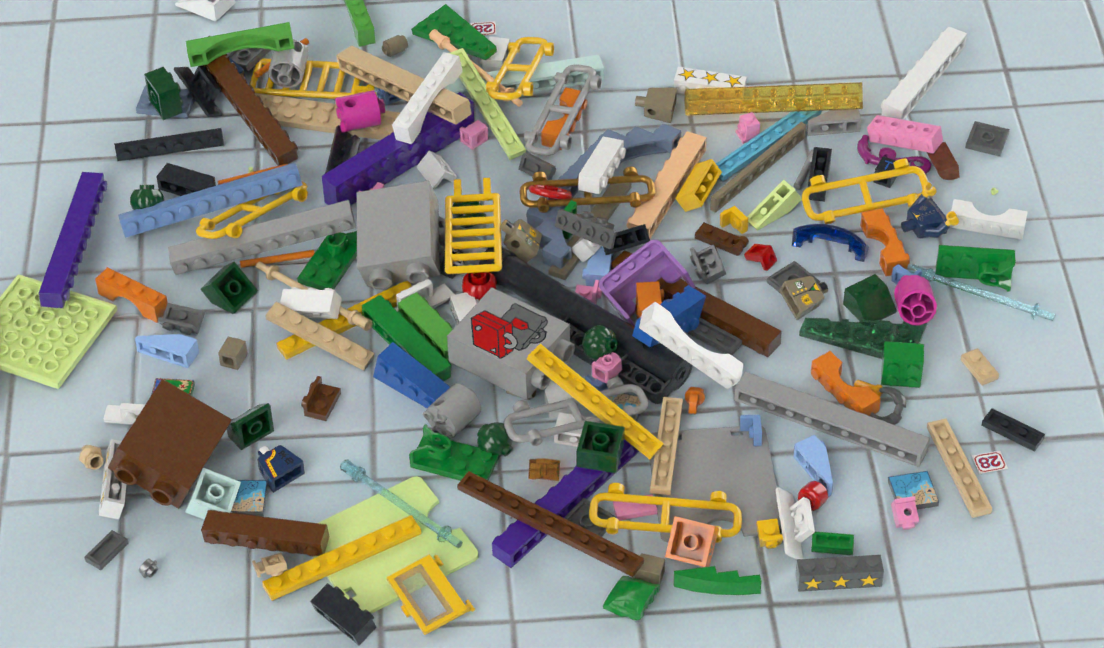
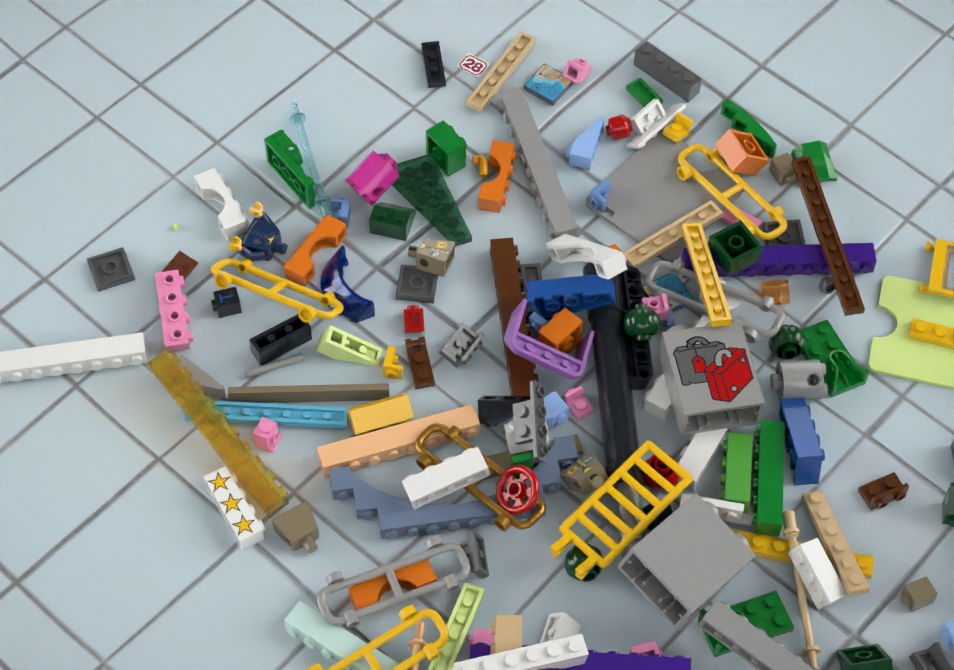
camera: 135 degrees left, 10 degrees up
(359, 475) = (914, 401): clear light blue bar -> none
(863, 151) = (203, 313): magenta plant -> none
(900, 402) = (475, 139): dark grey piece -> none
(979, 366) = (388, 120): tan plate -> none

